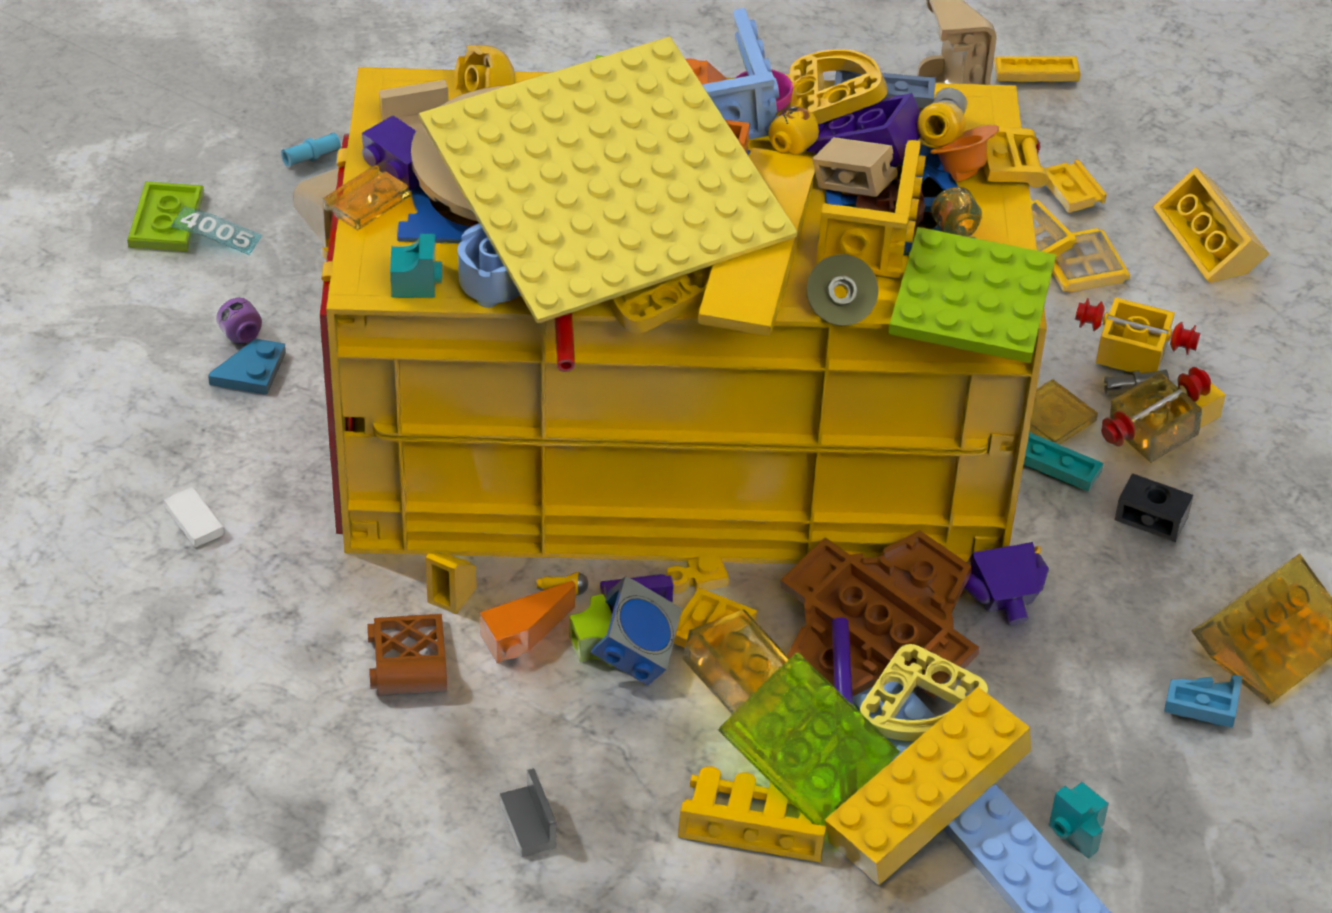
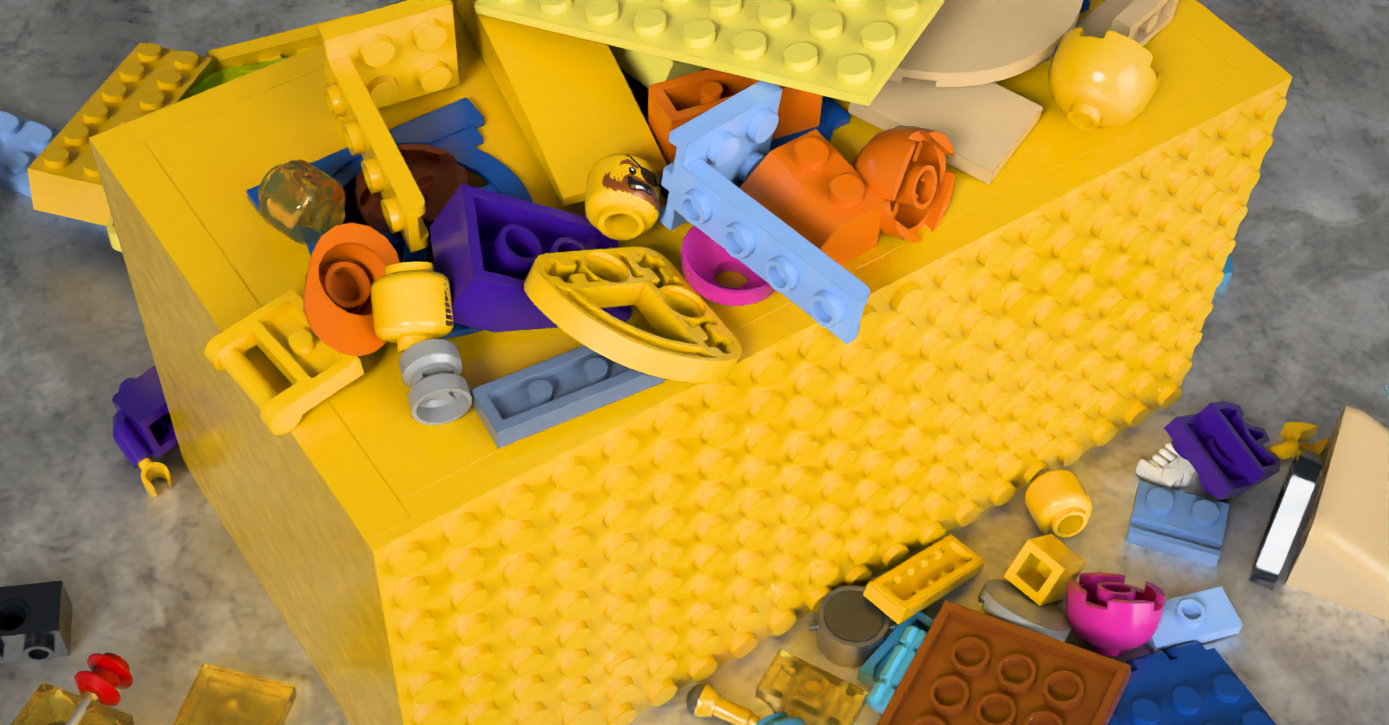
camera: 145 degrees right, 5 degrees up
(239, 320) = (1270, 273): medium lavender head -> none
(854, 166) = (487, 162): tan brick -> none
(972, 294) = (209, 121): lime plate -> none
(1062, 462) = (191, 631): teal plate -> none

